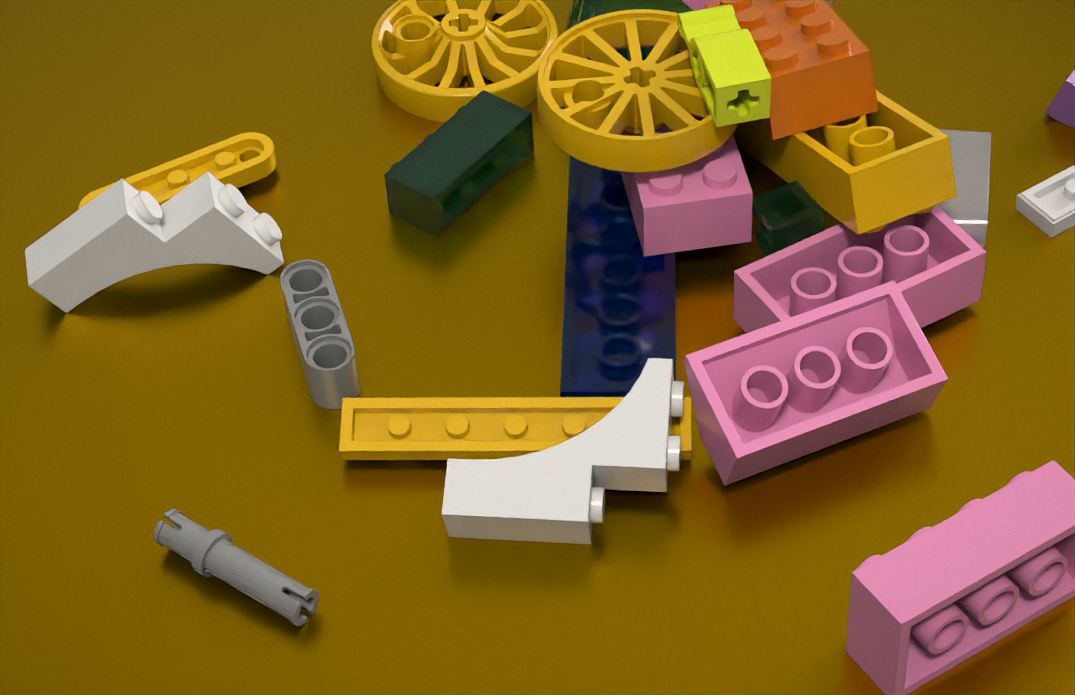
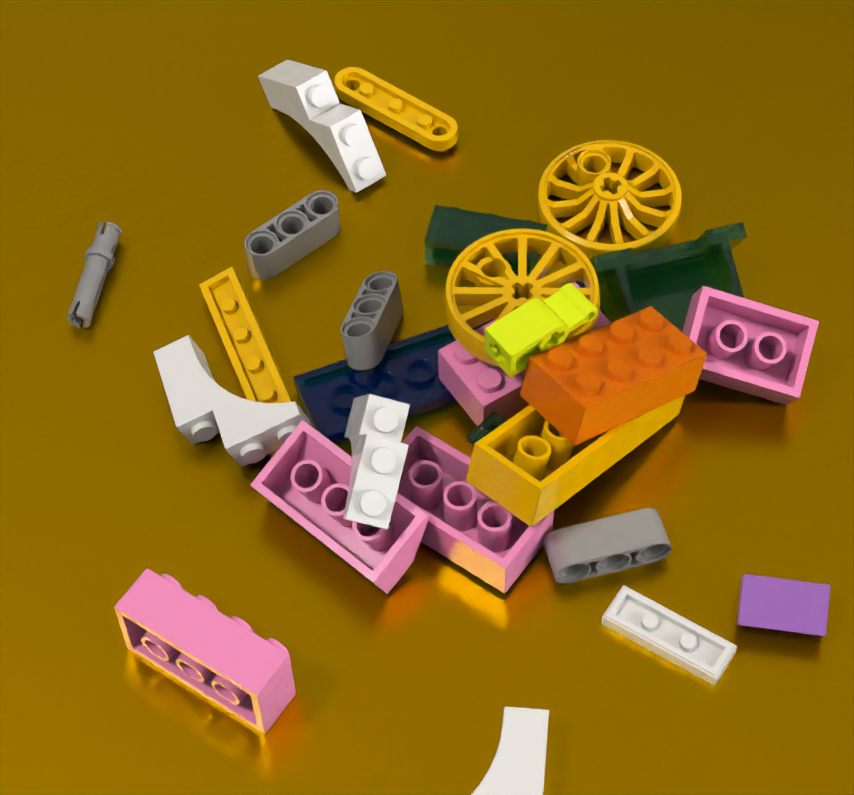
camera: 65 degrees right, 10 degrees up
(527, 282) = (372, 320): none -> light grey beam
(752, 286) = (377, 458): none -> white arch

